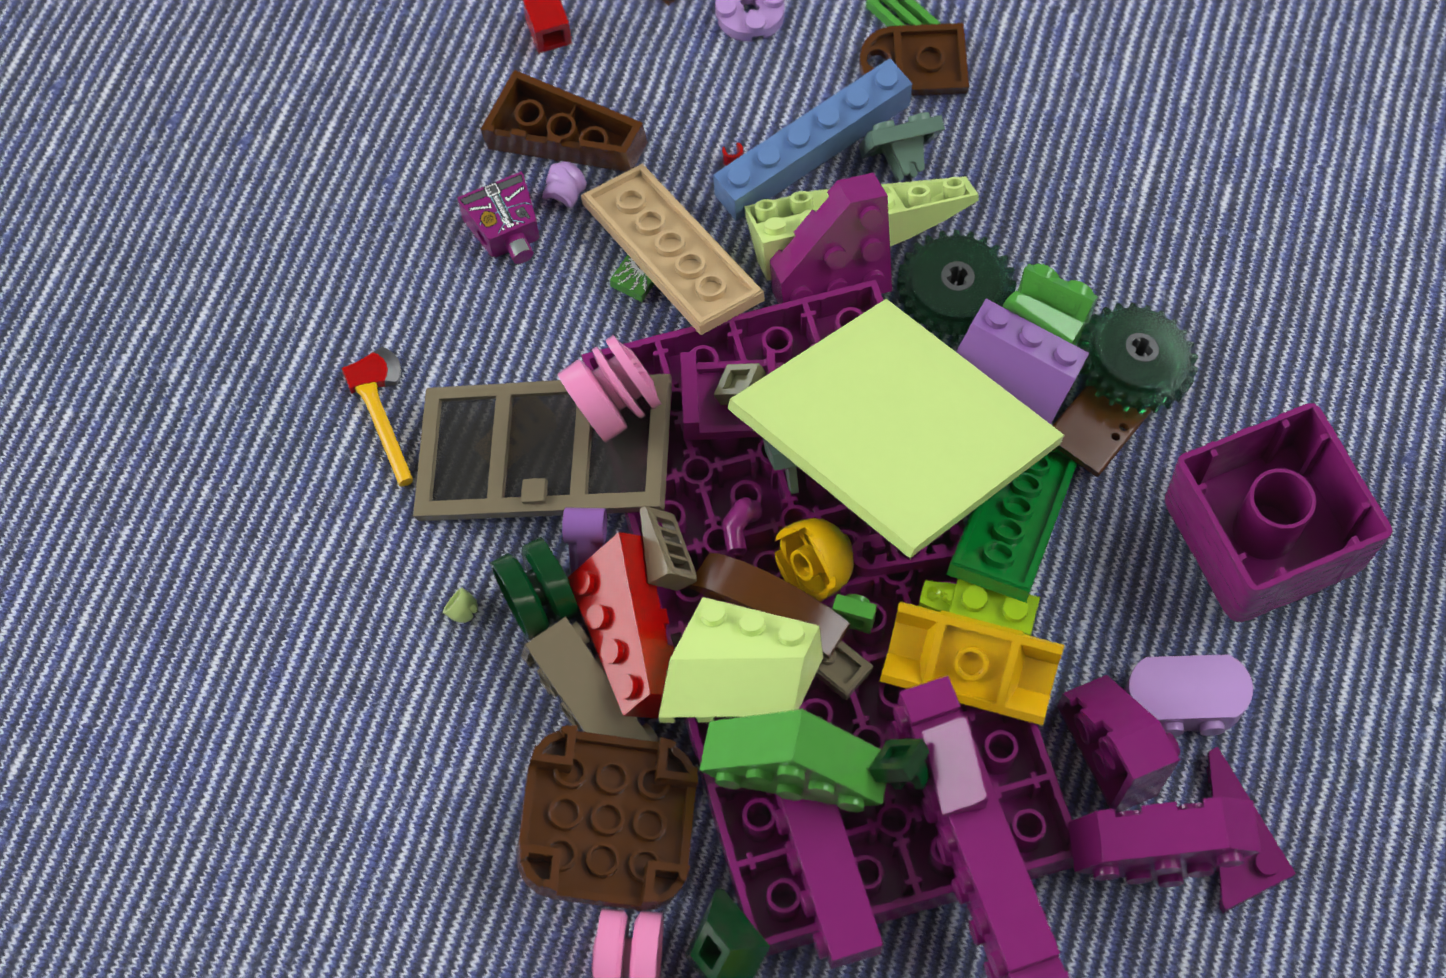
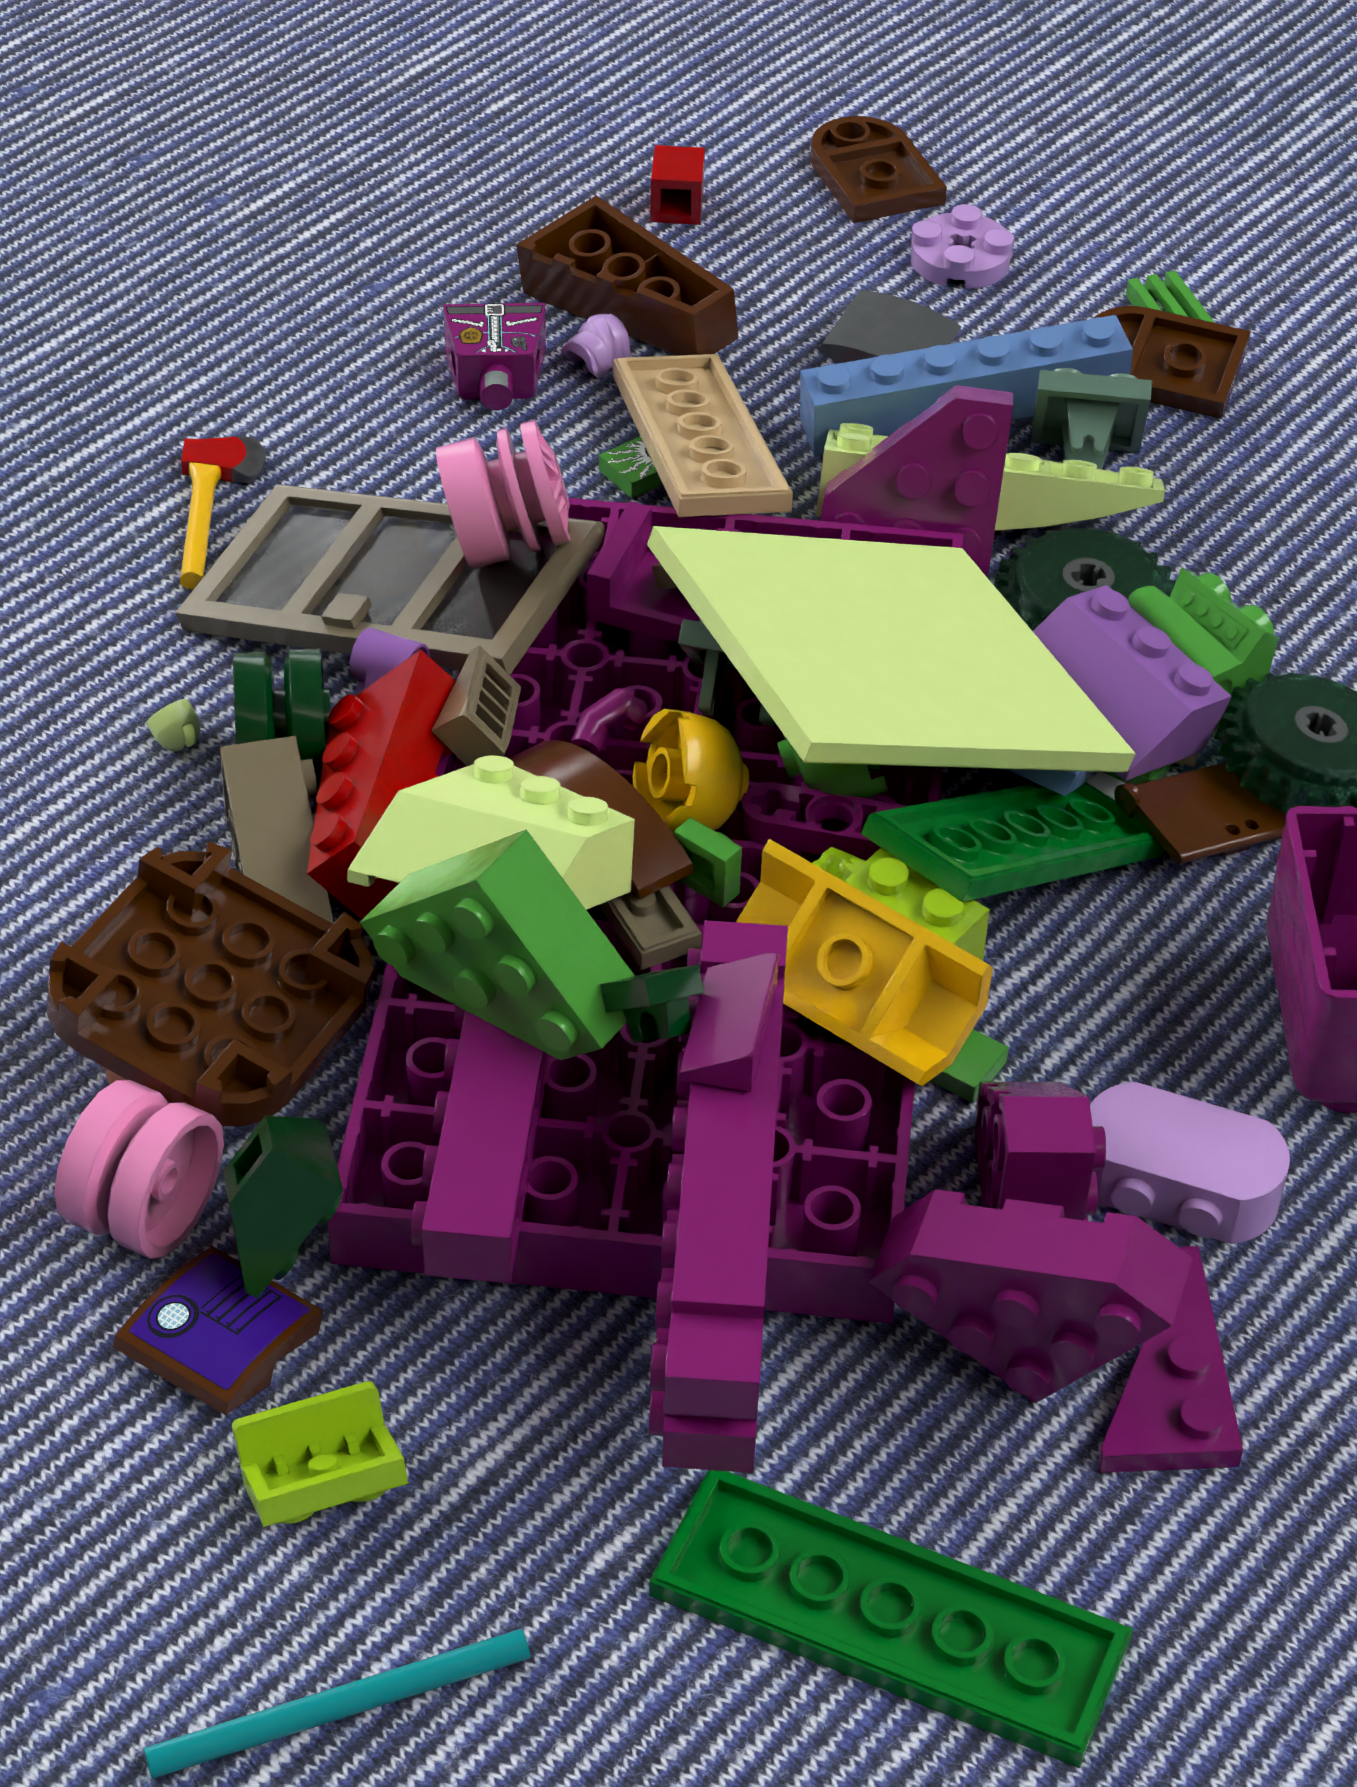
camera: 20 degrees right, 20 degrees down
(743, 109) = (885, 326): none -> dark grey slope

